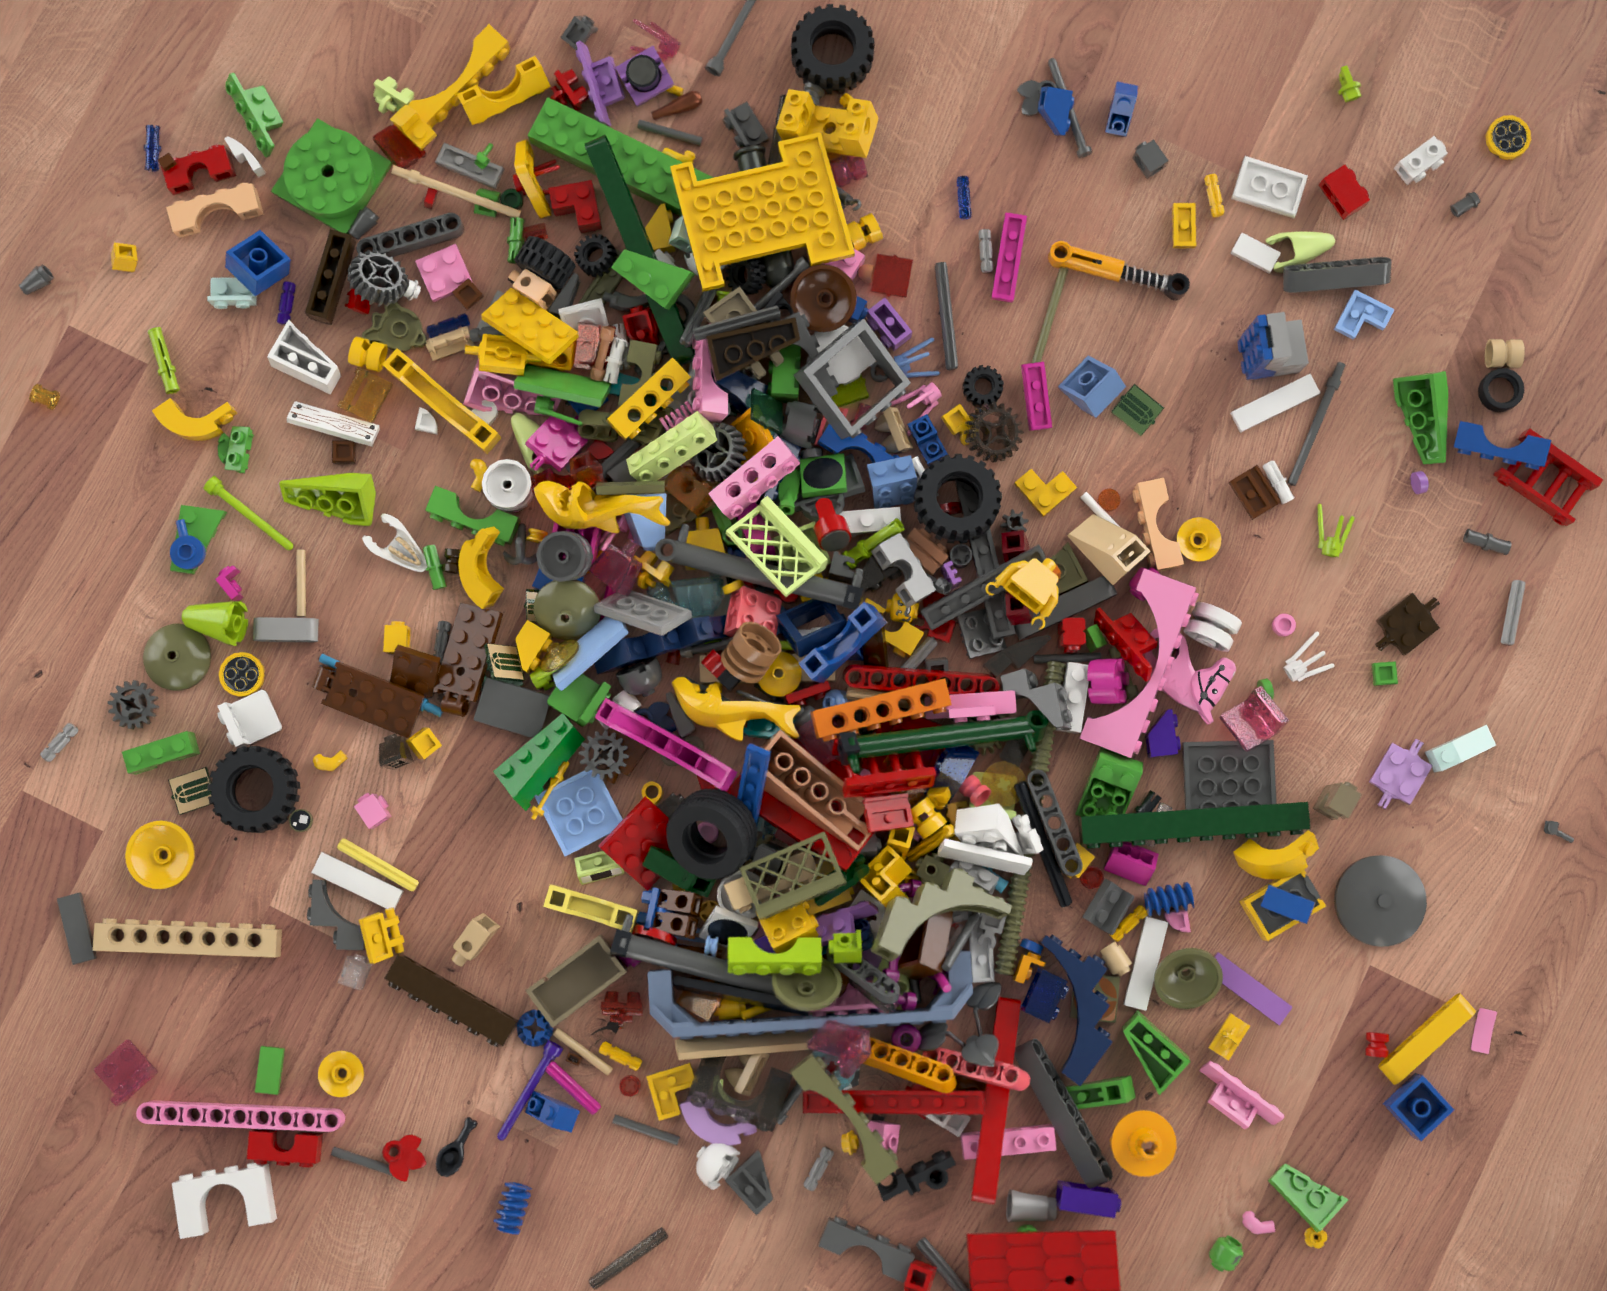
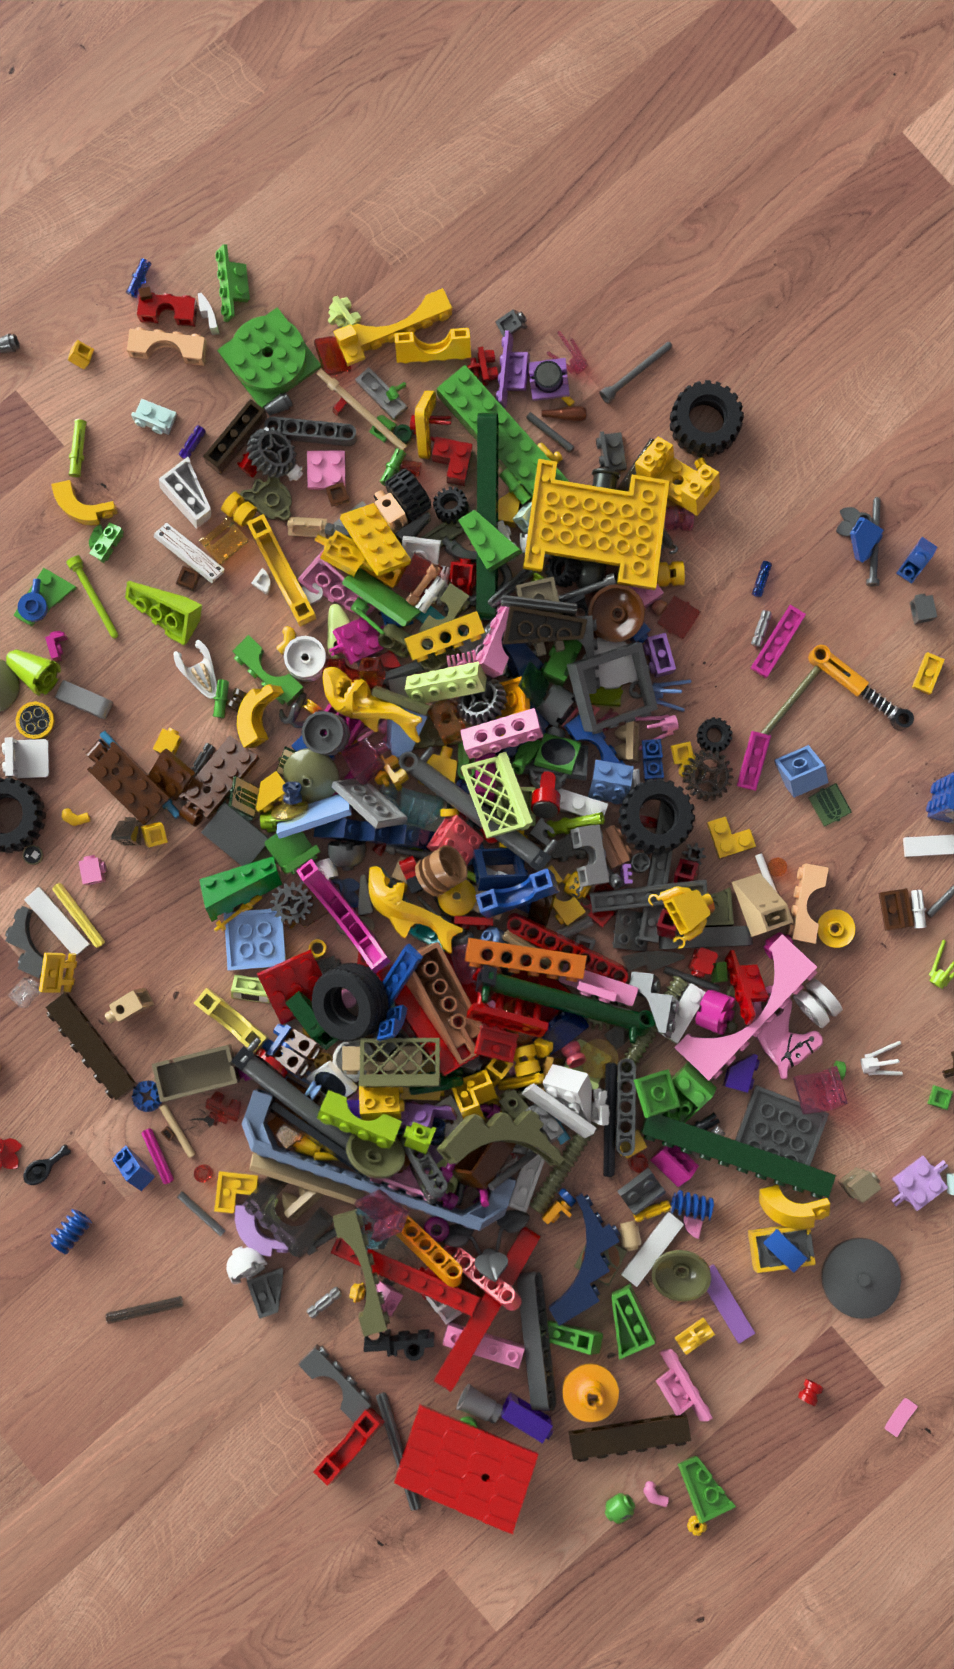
camera: 15 degrees right, 0 degrees up
(257, 263) = (182, 401): blue brick -> none
(301, 582) = (111, 668): tan bar -> none
(448, 325) = (311, 512): clear blue axle -> none
(551, 1051) = (152, 1120): dark purple piece -> none
(554, 635) = (292, 792): none -> dark blue wheel
(620, 1056) = (205, 1146): yellow axle -> none
(657, 206) = (515, 486): none -> bright green pin
(767, 837) = (393, 1023): none -> blue slope
(815, 91) = (678, 447): dark grey wheel -> none
(946, 315) = (708, 667): dark grey axle -> none
(991, 927) = (542, 1167): light grey plate -> none
(1044, 995) = (560, 1241): clear blue brick -> none
(1081, 794) = (656, 1093): none -> bright green tile
(1204, 1172) = (629, 1436): none -> dark brown brick
(1283, 625) = (875, 1025): bright pink tile -> none
(1418, 1106) = (822, 1456): blue brick -> none
(1426, 1038) = (852, 1404): yellow beam -> none

